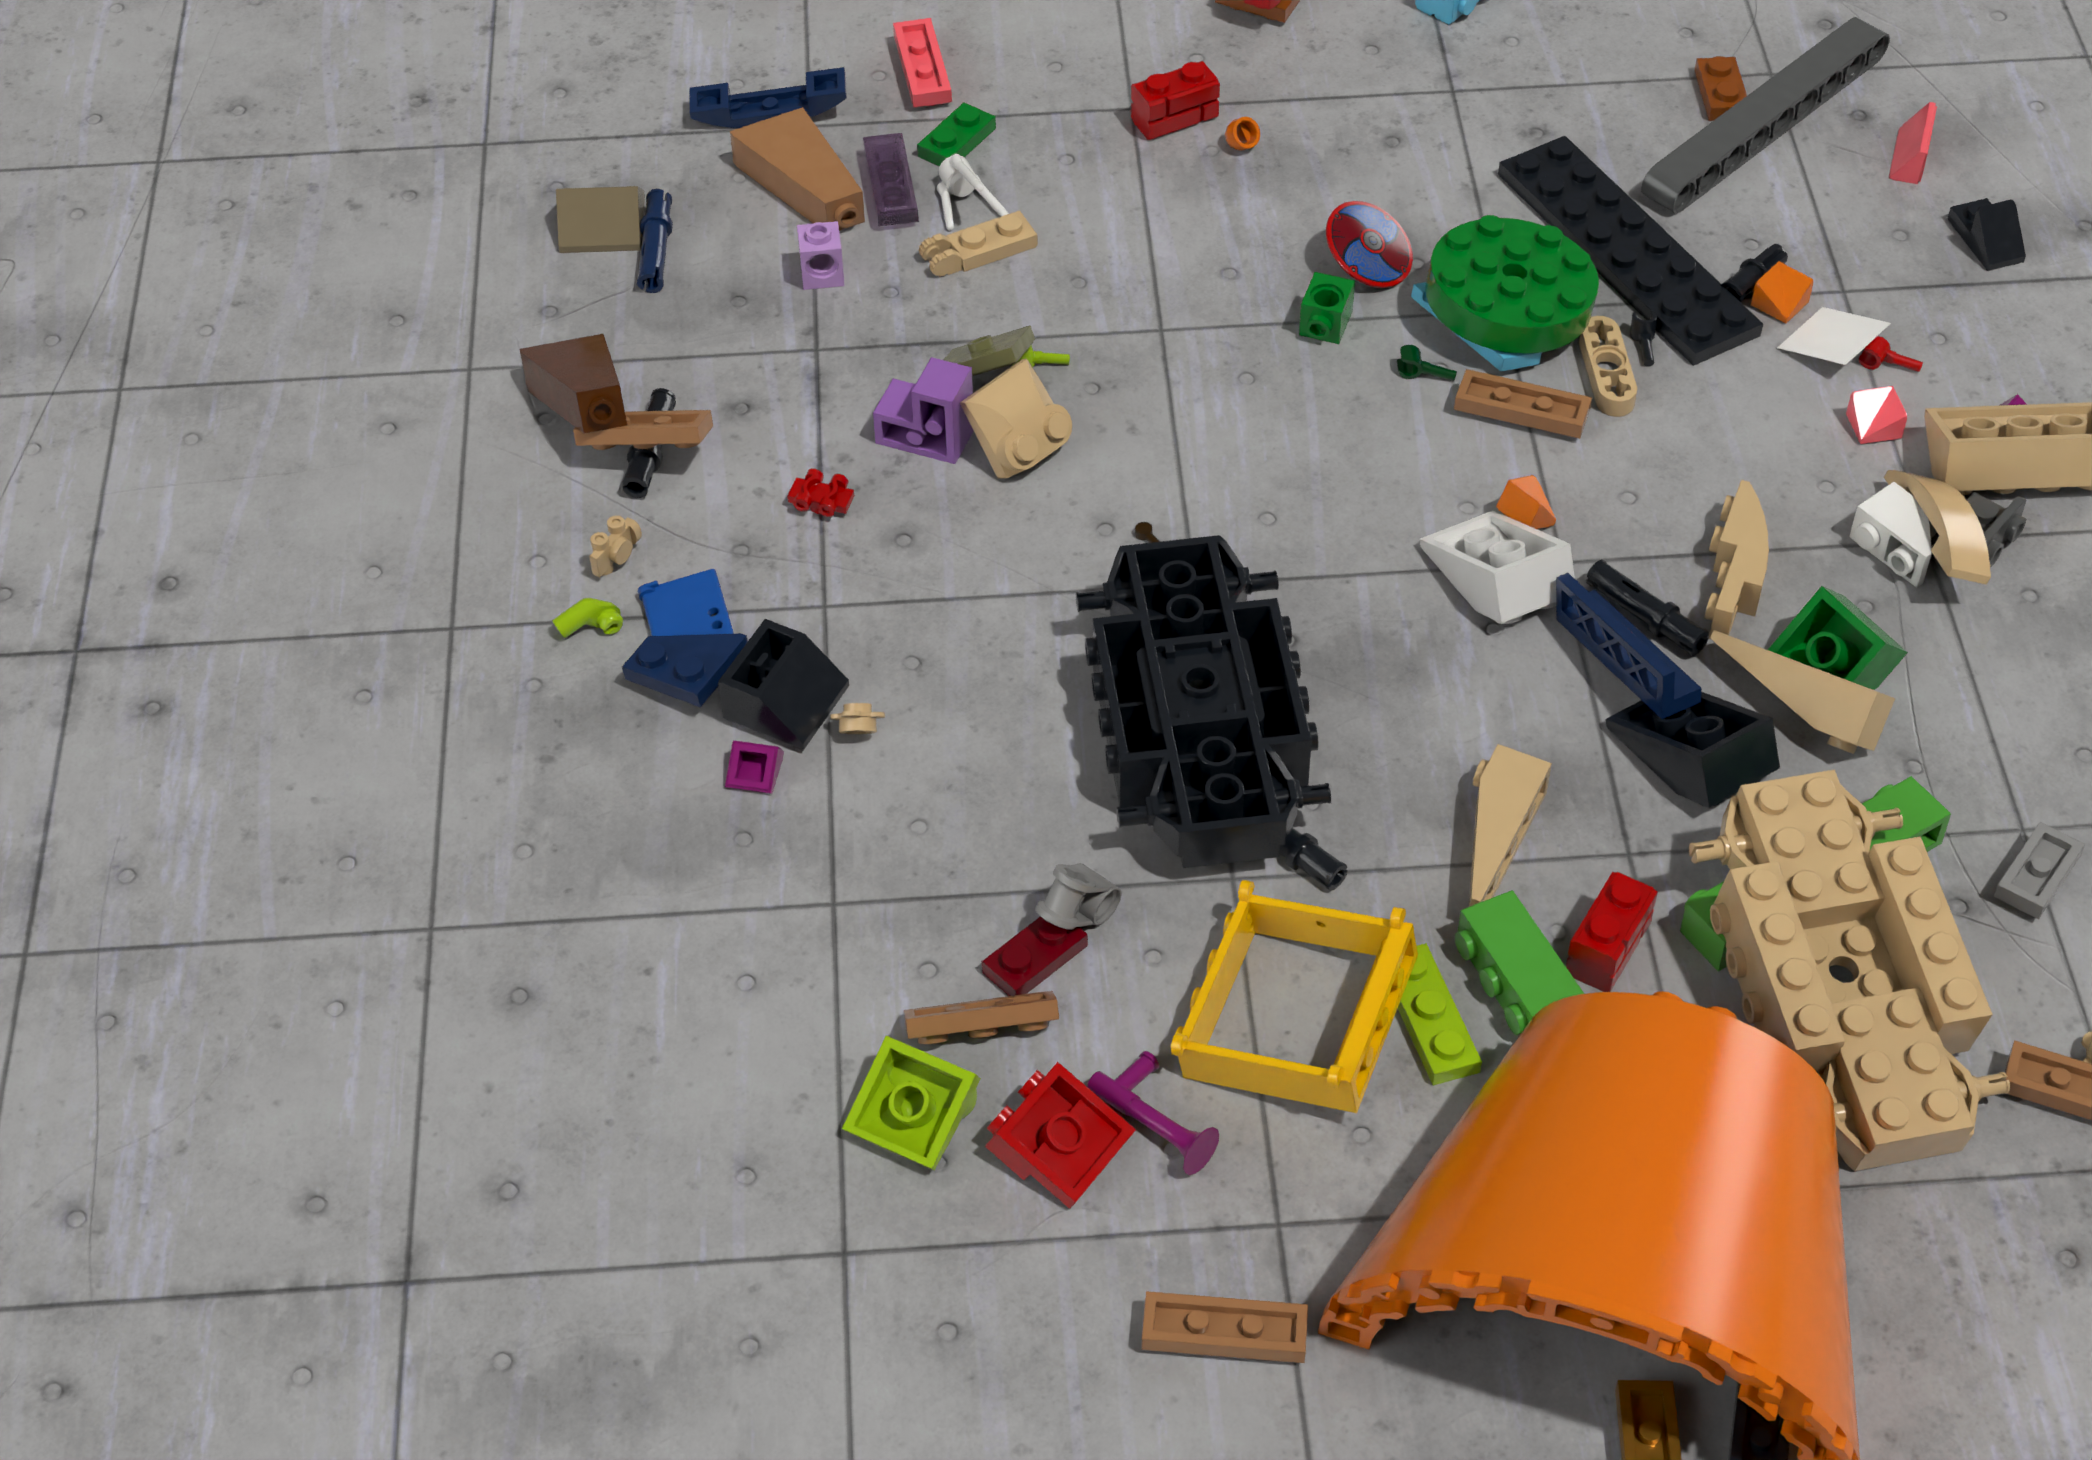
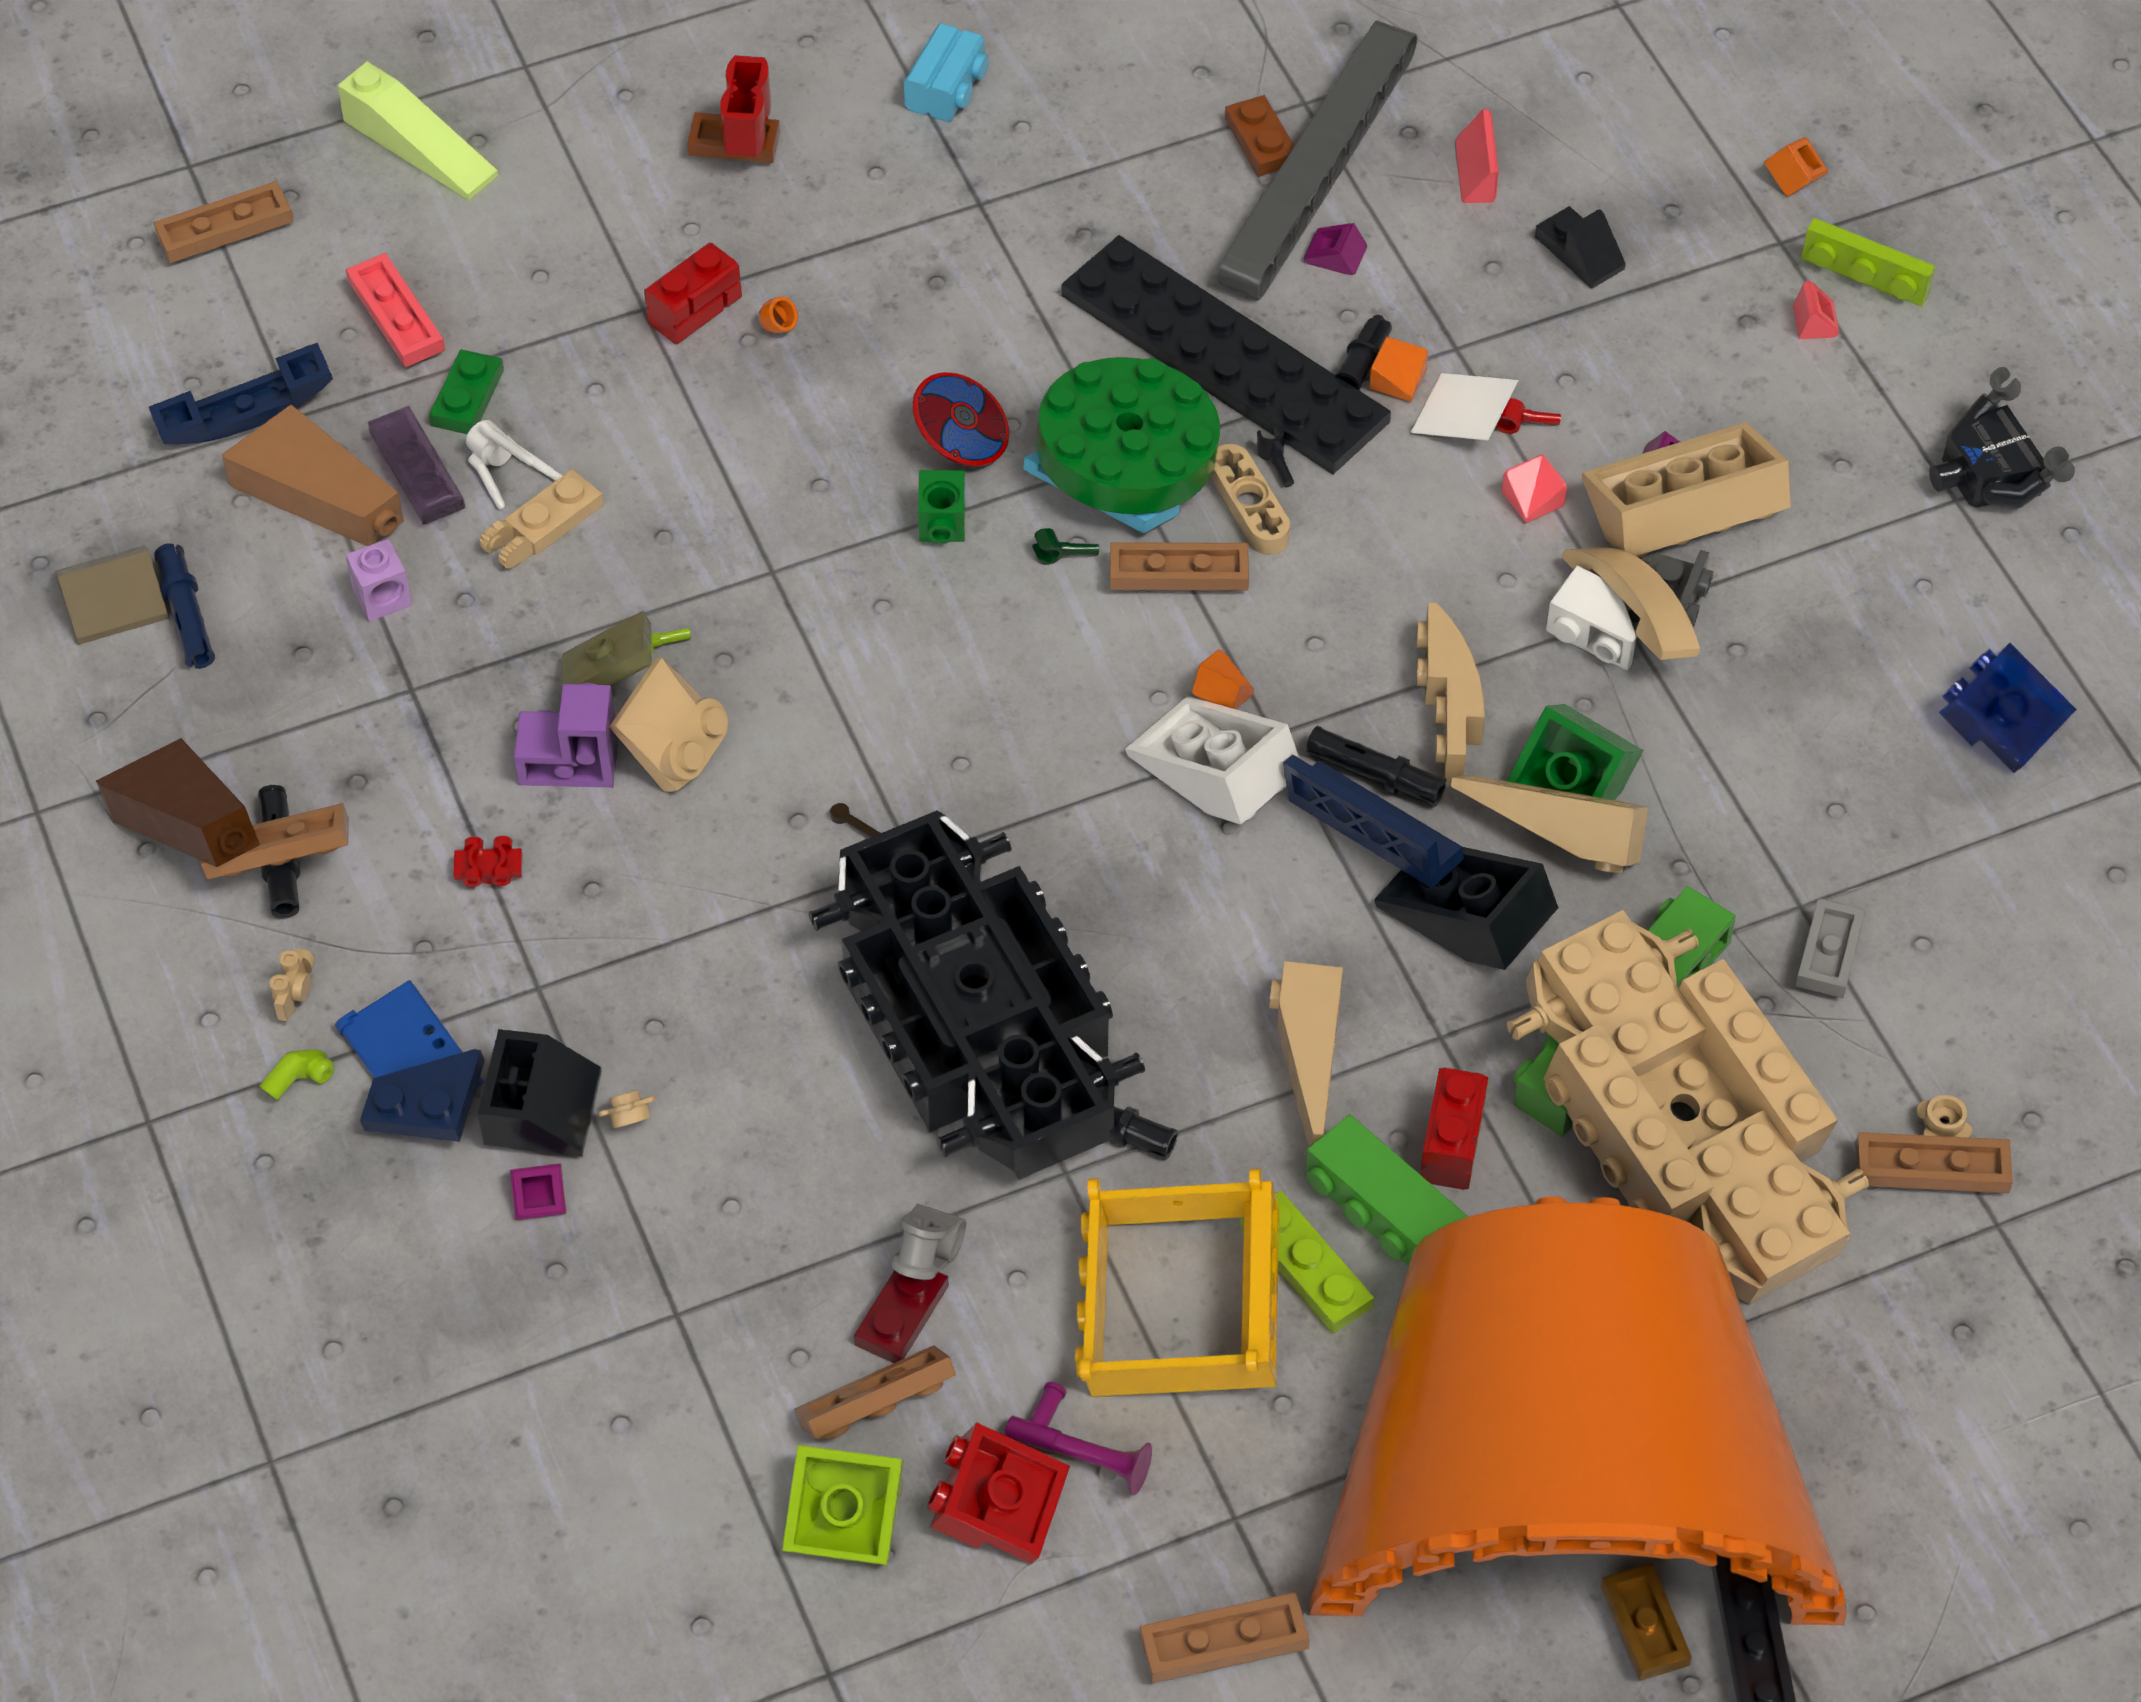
camera: 20 degrees left, 5 degrees up
(1760, 188) = (1337, 248): none -> magenta slope

